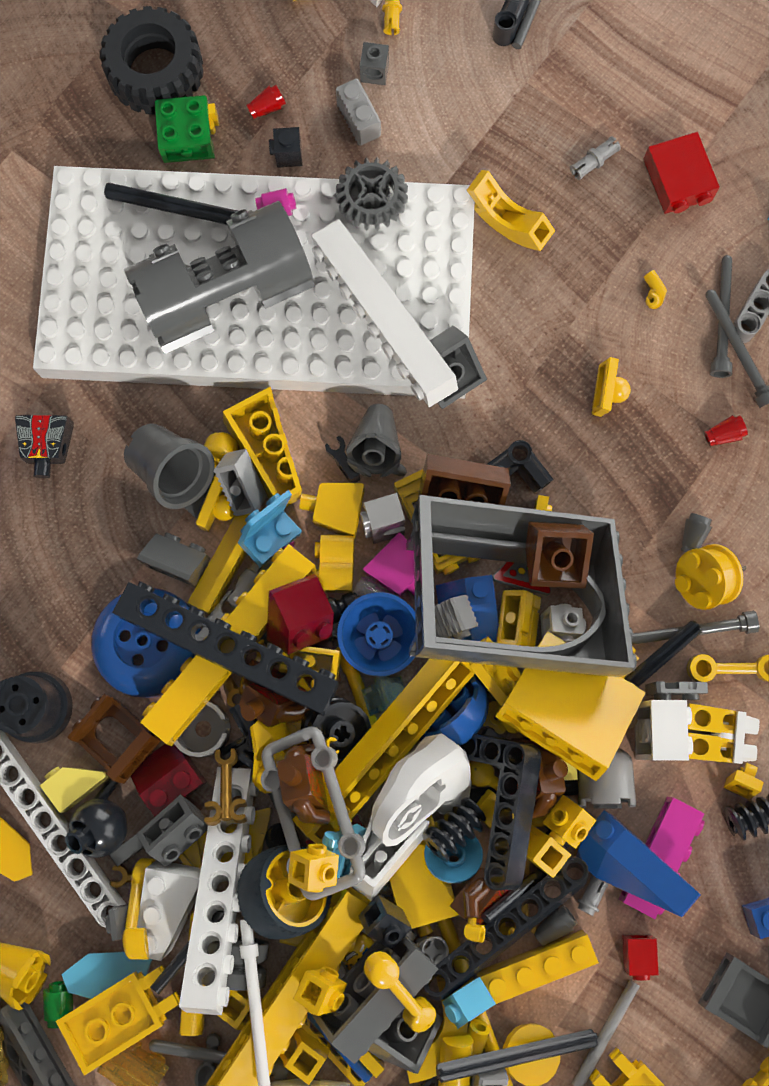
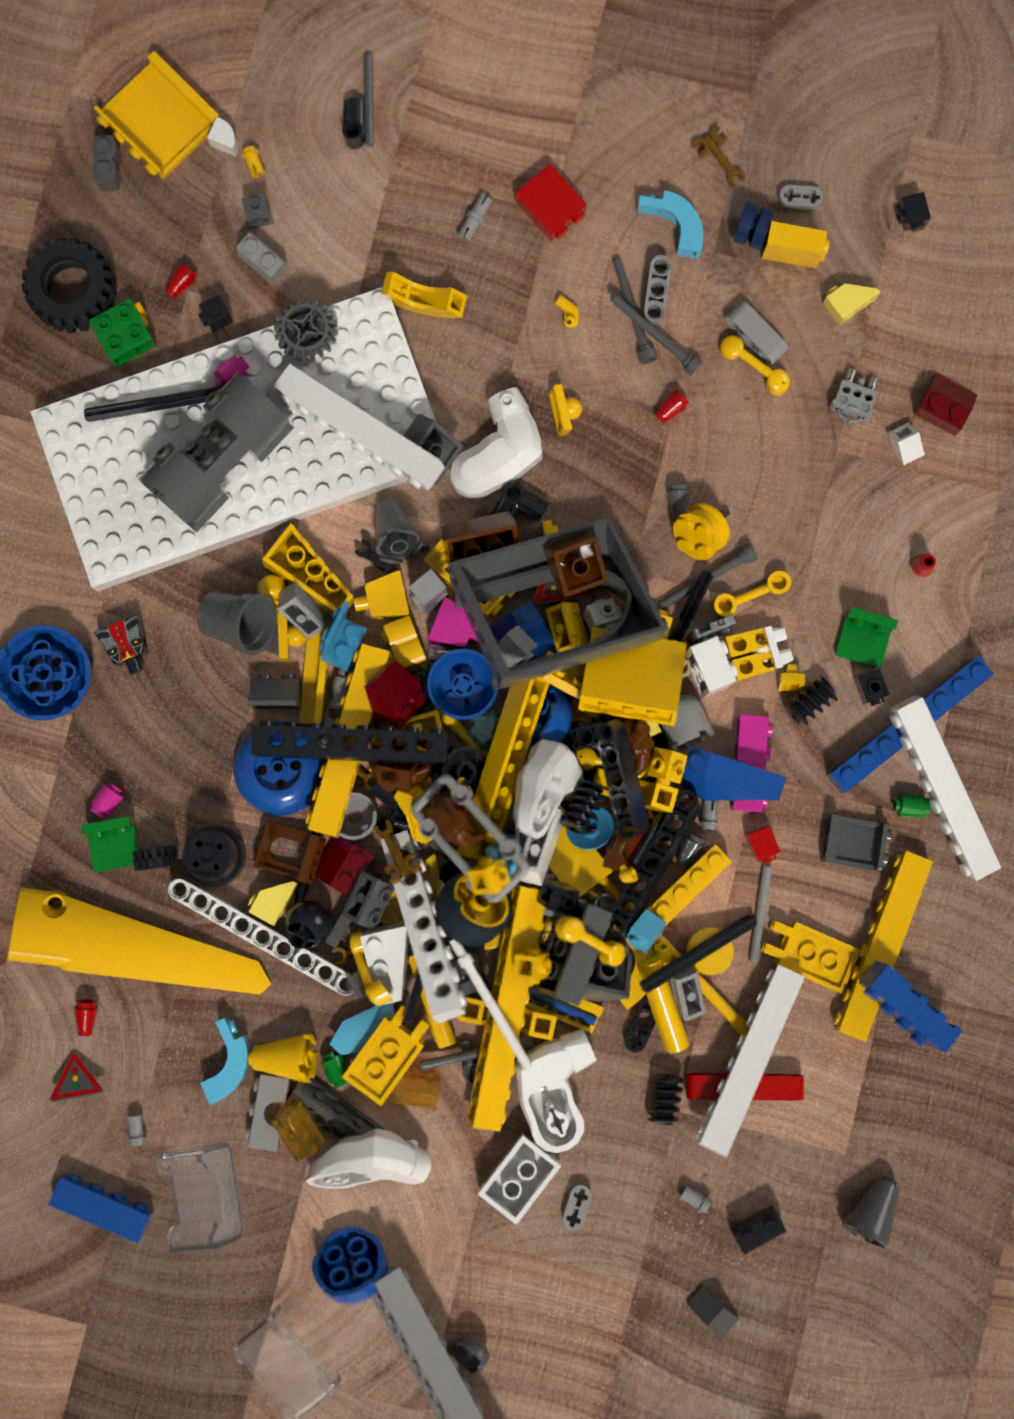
camera: 25 degrees left, 5 degrees up
(523, 407) = (502, 454): none -> white piece

